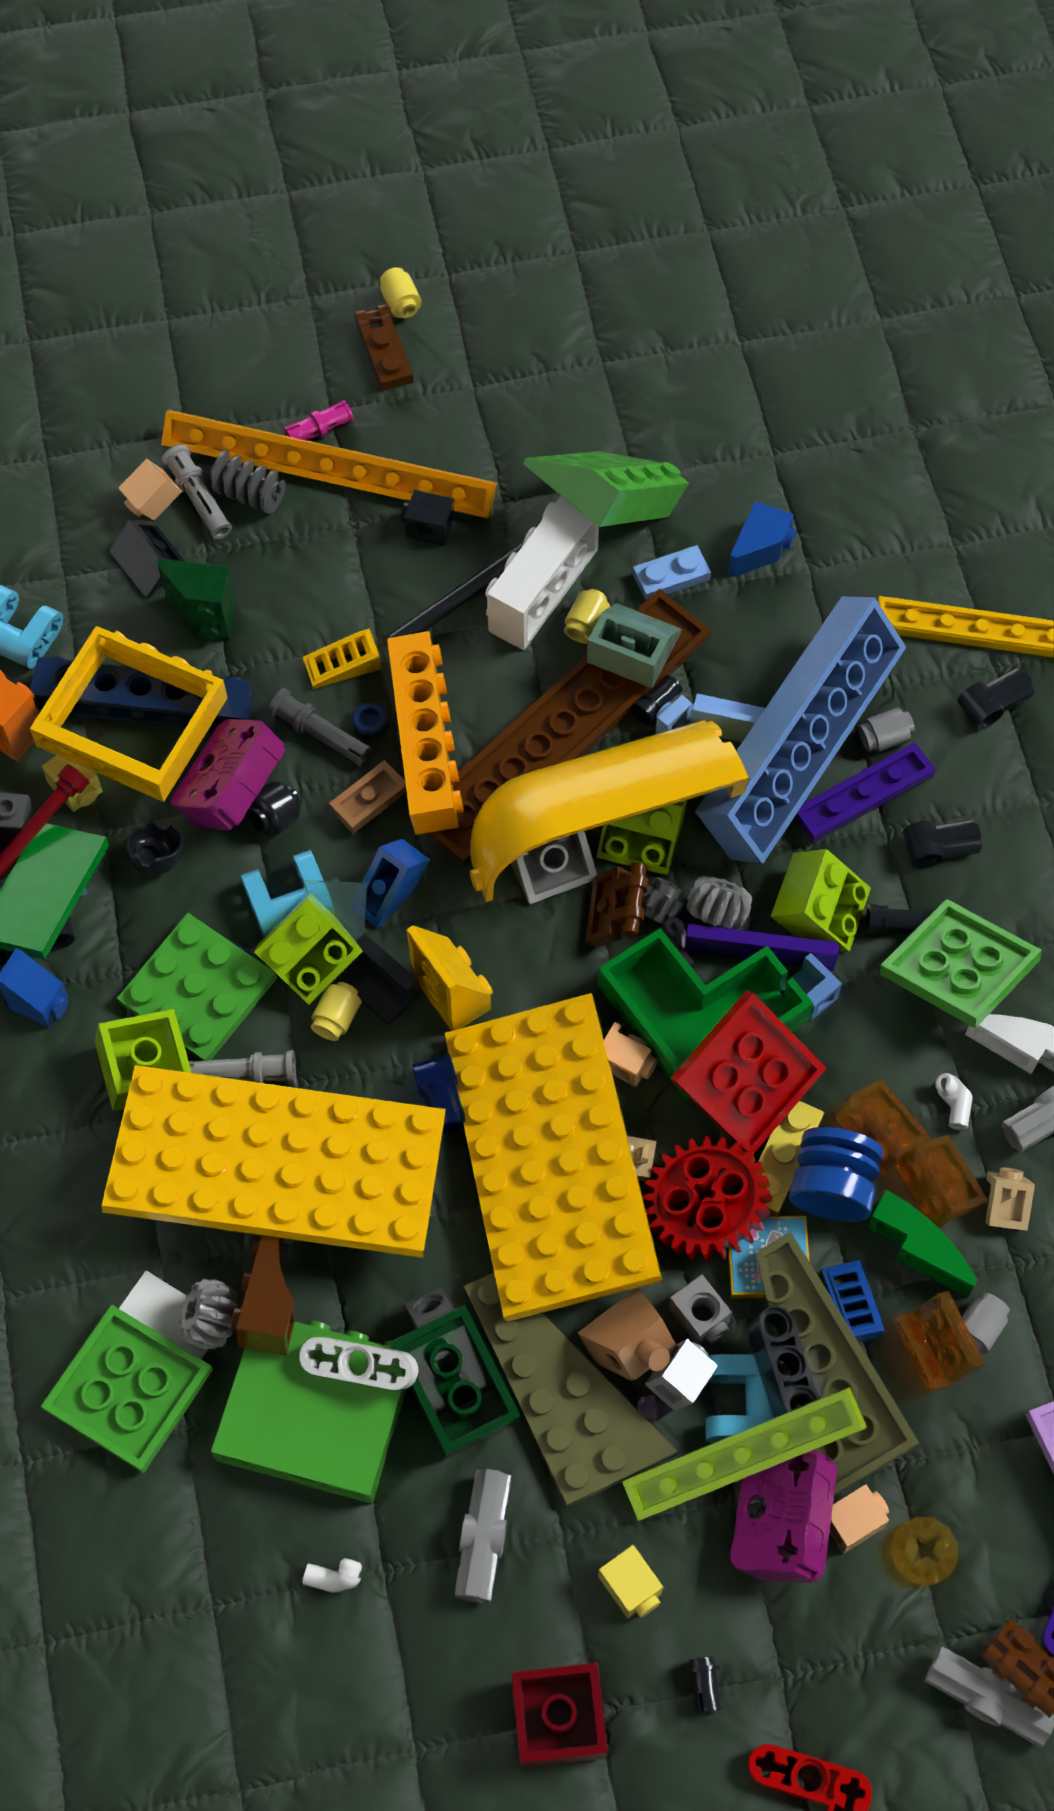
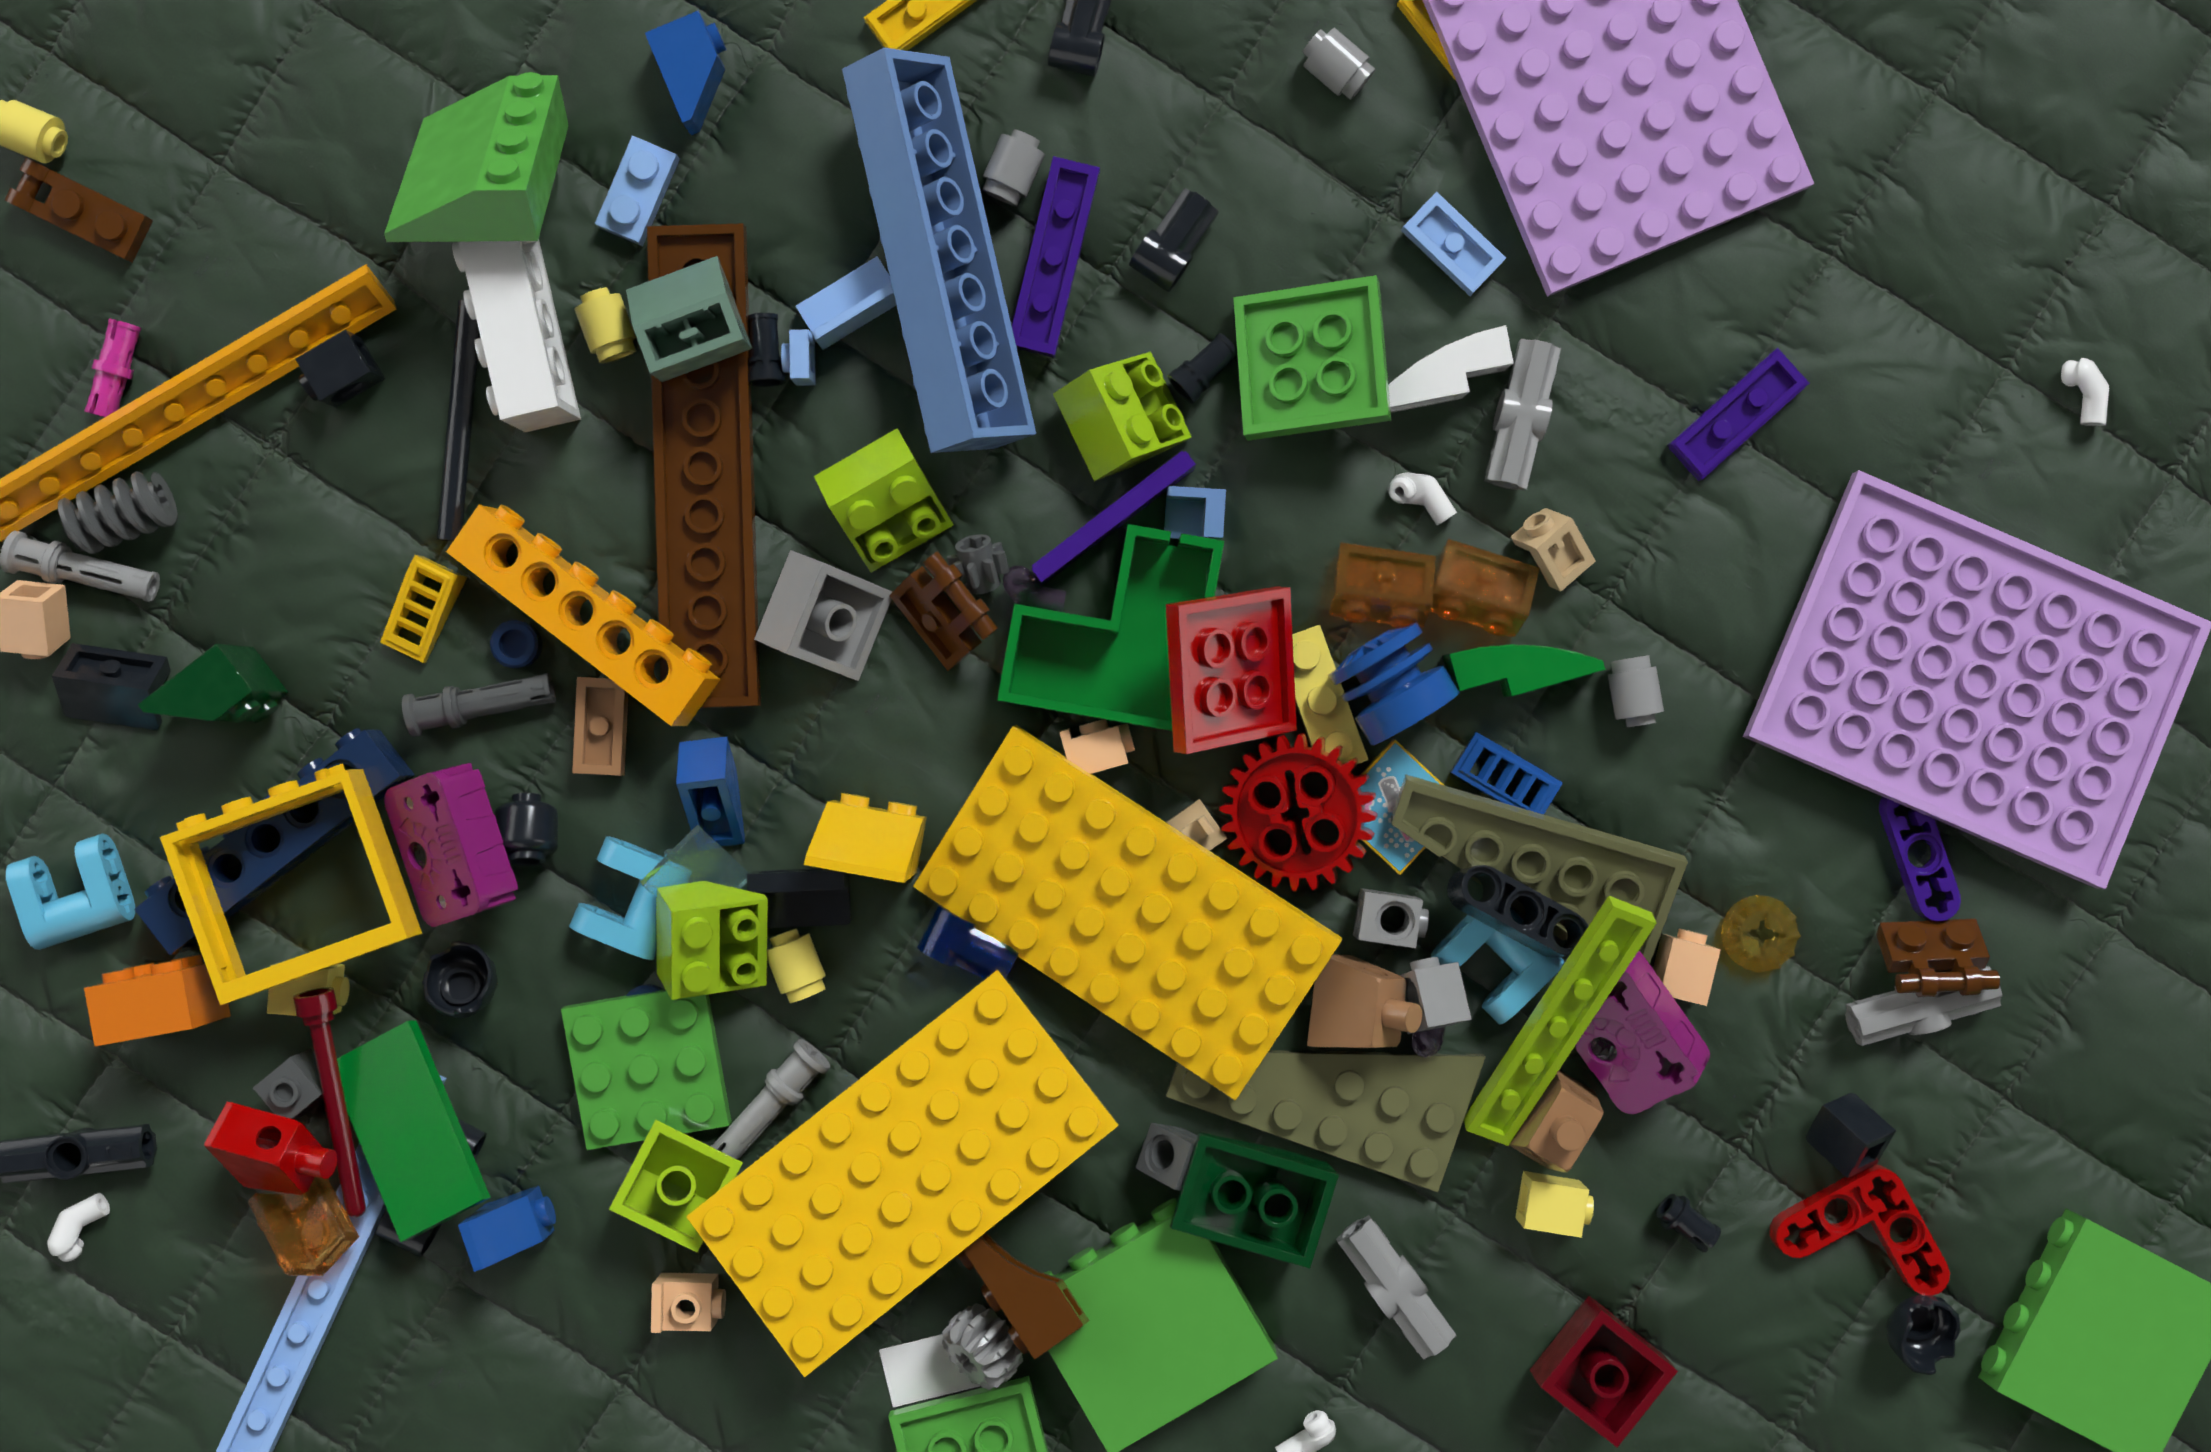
camera: 50 degrees left, 25 degrees up
(67, 1117) = (696, 1287): none -> light nougat brick
(333, 1347) = (1170, 1253): white beam -> none
(599, 792) = (831, 526): yellow panel -> none
(681, 1530) = (1559, 1124): none -> medium nougat torso
(719, 902) = (1036, 515): light grey gear -> none
(865, 1733) = (1850, 1134): none -> black panel
(939, 1343) = (1616, 747): clear orange bracket -> none

